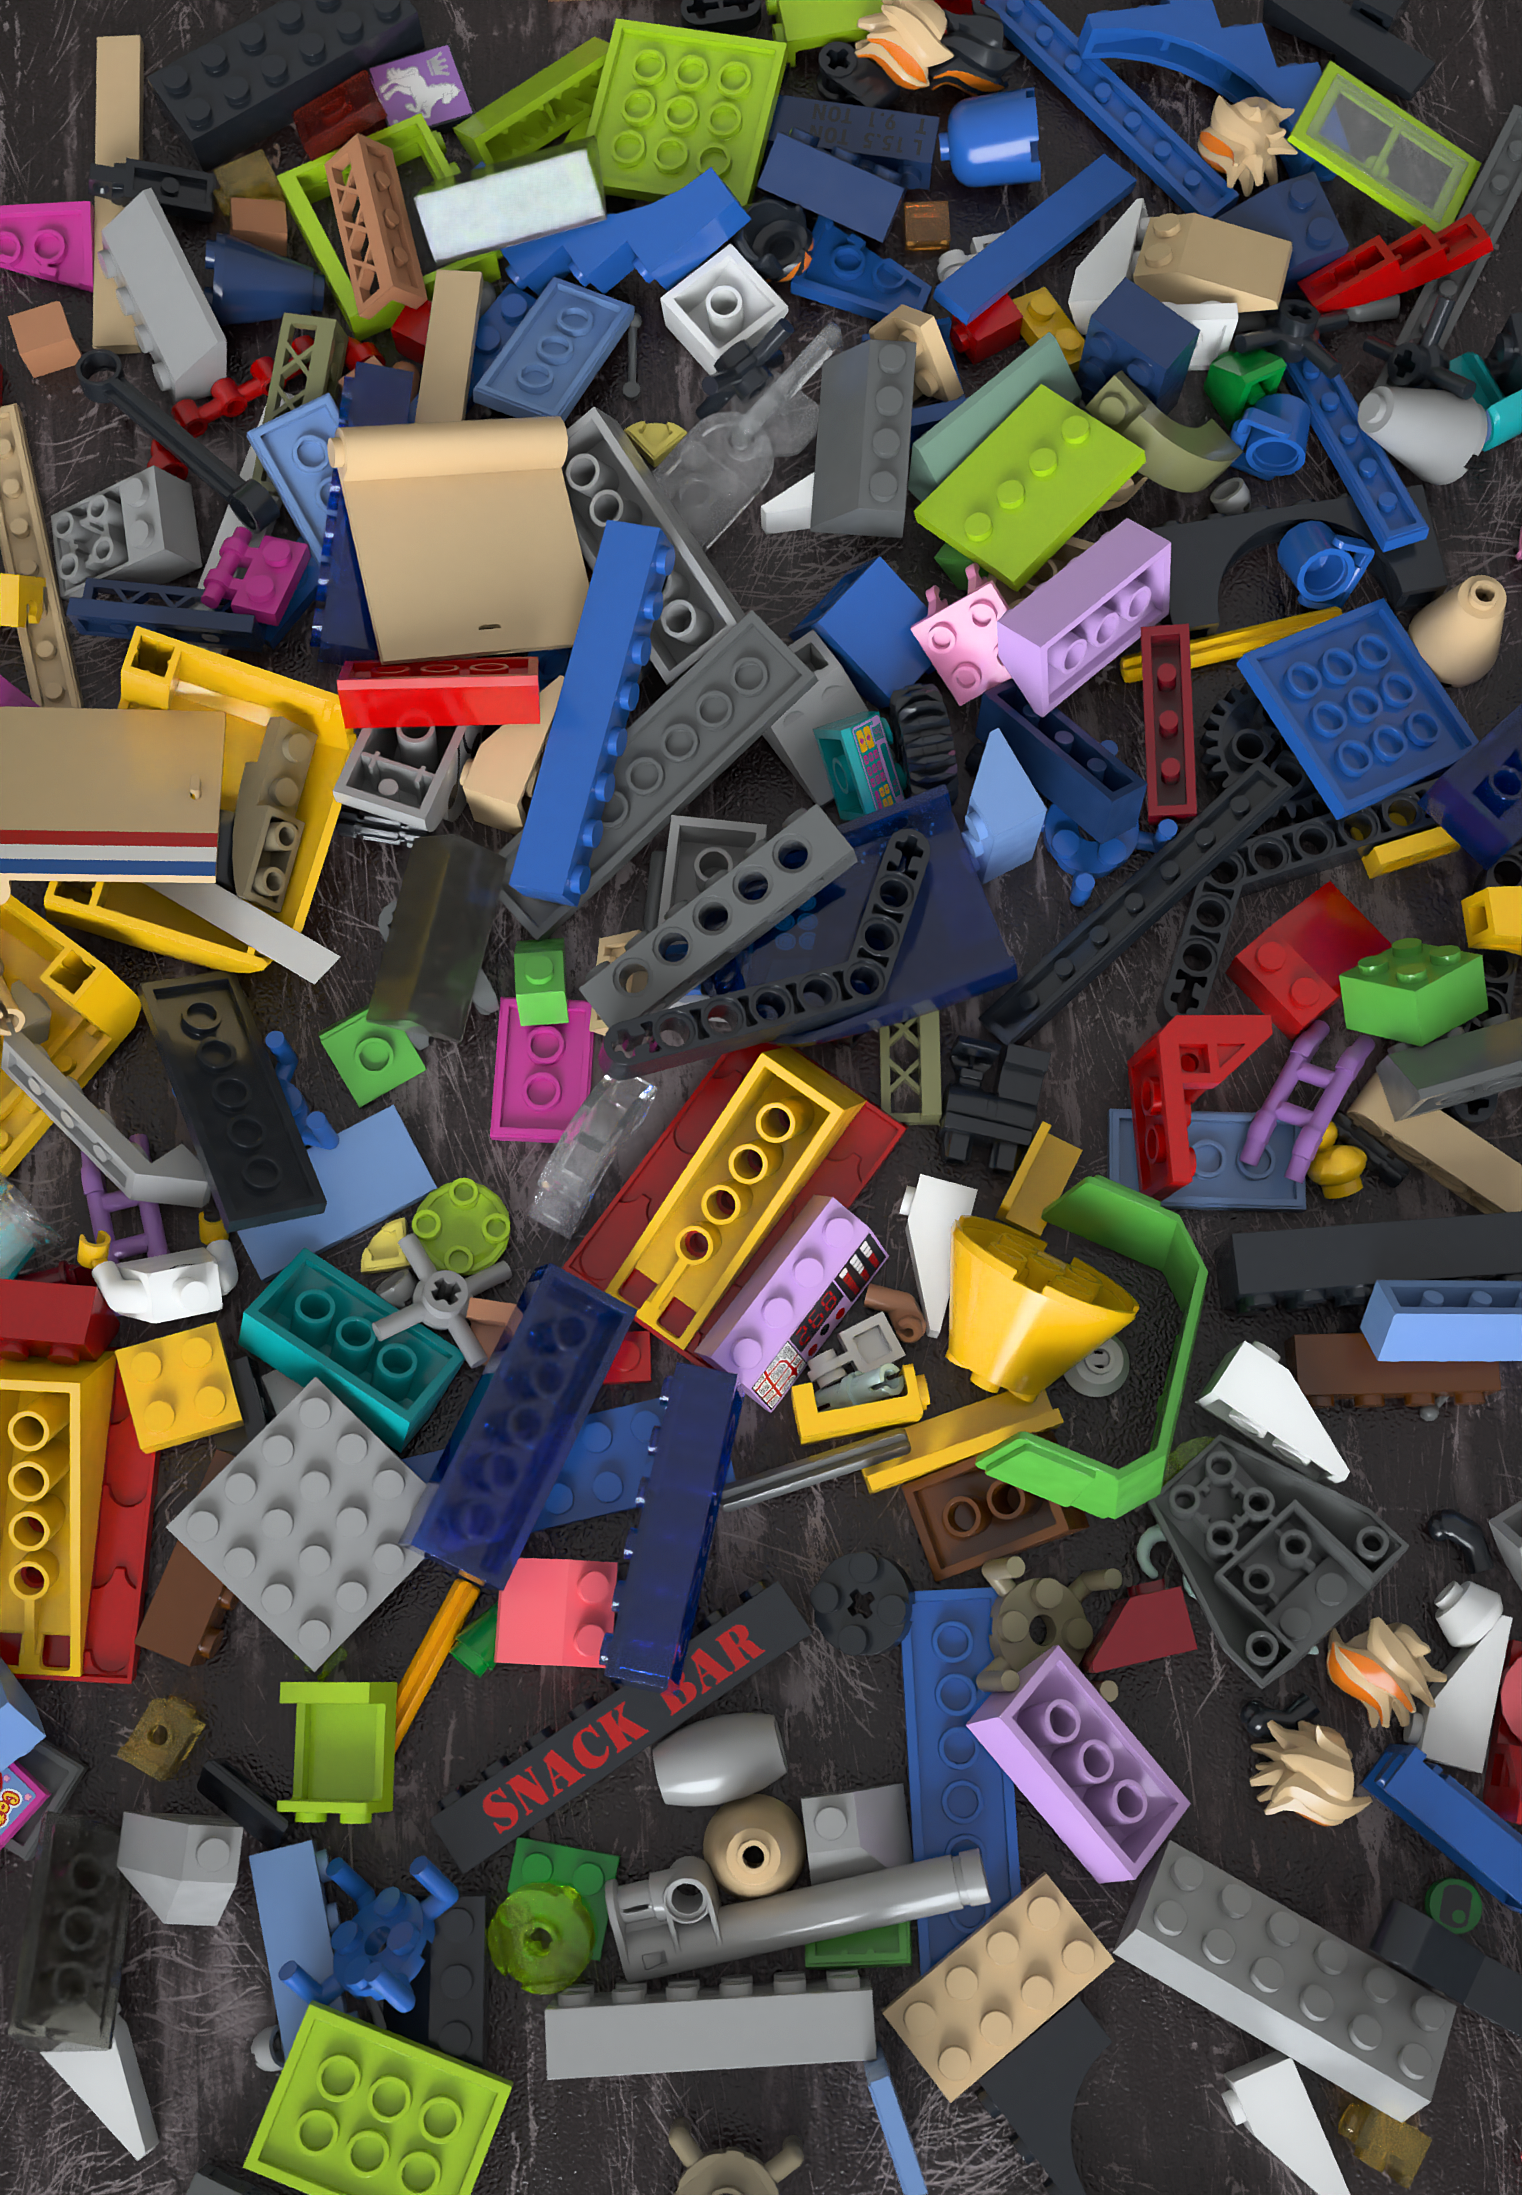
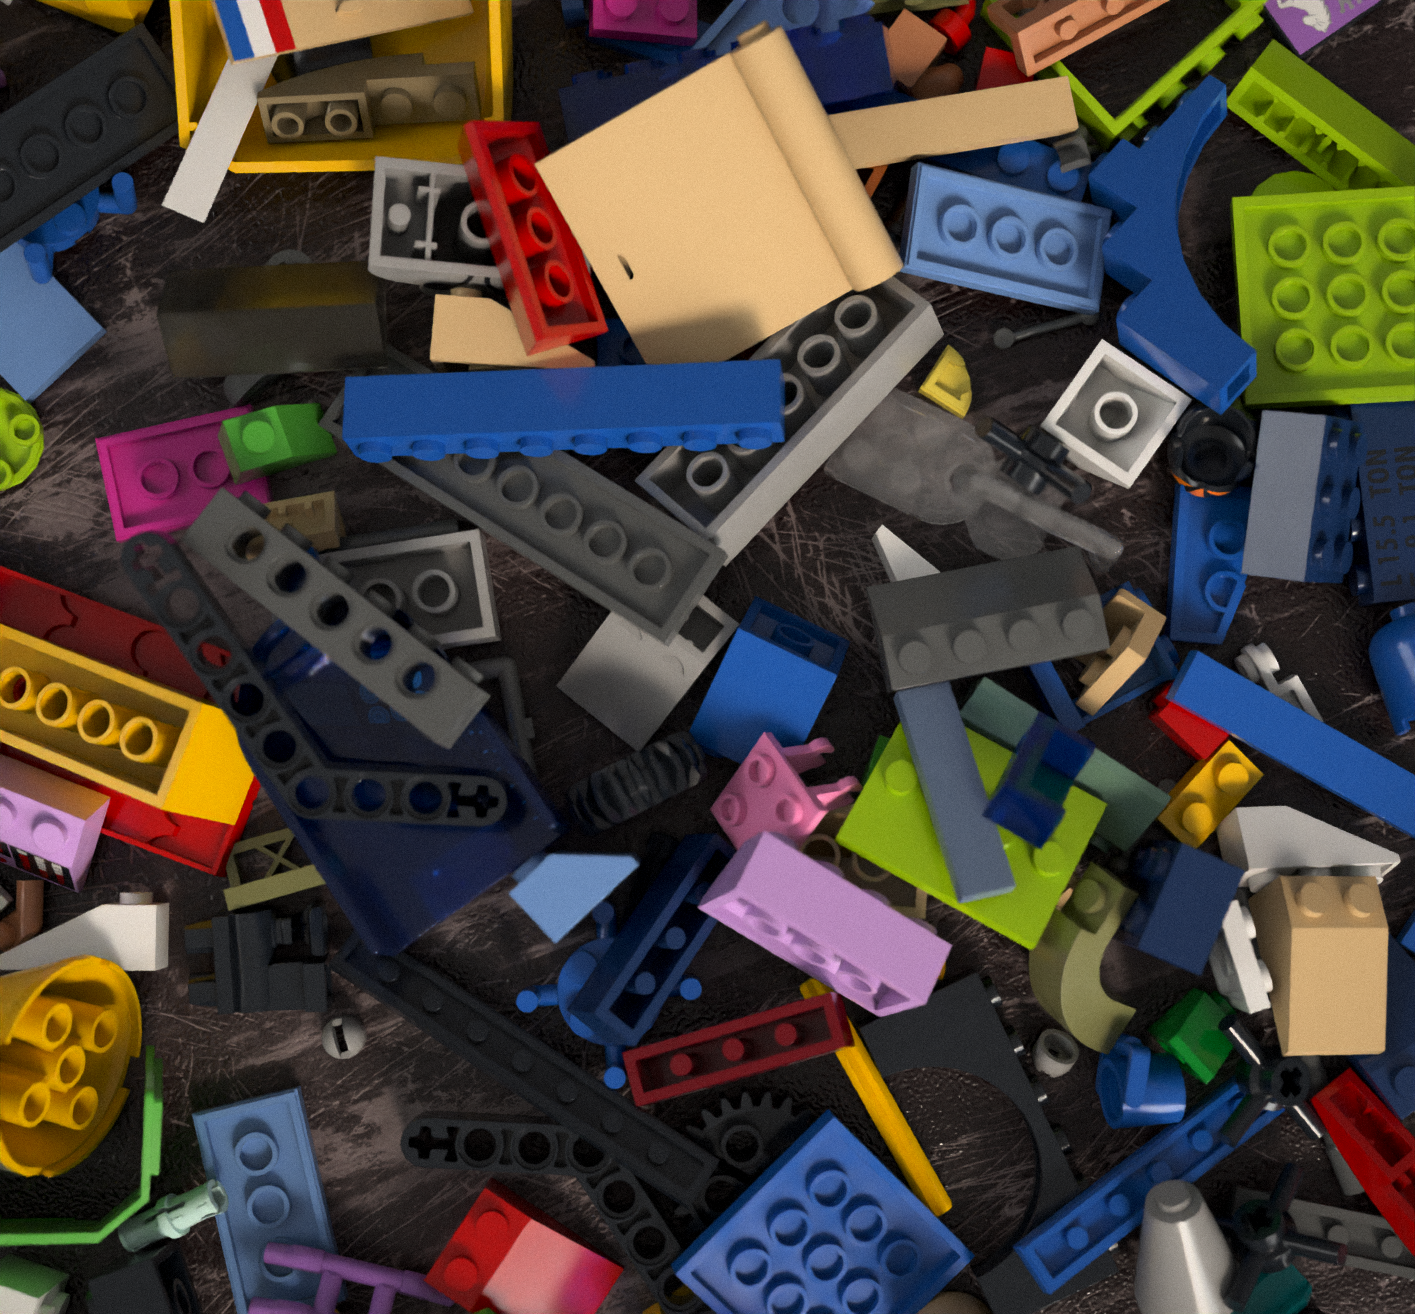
camera: 70 degrees right, 10 degrees up
(370, 1055) = (140, 277): bright green piece -> none
(499, 289) = (1075, 152): none -> dark grey hand
(513, 201) = (1175, 134): clear smoke slope -> none
(587, 1149) = (84, 545): clear arch -> none
(860, 764) = (596, 723): teal slope -> none
(926, 225) = (1307, 617): clear orange tile -> none
(1001, 483) = (954, 792): none -> sand blue tile
(1006, 424) = (1038, 780): none -> clear blue panel
(1038, 1181) = (196, 1031): yellow panel -> none
(1074, 1069) = (354, 1035): none -> light grey hinge
(1169, 1076) = (341, 1160): red bracket -> none
(1192, 1209) = (173, 1216): none -> light aqua pin
(1322, 565) = (989, 1176): blue piece -> none

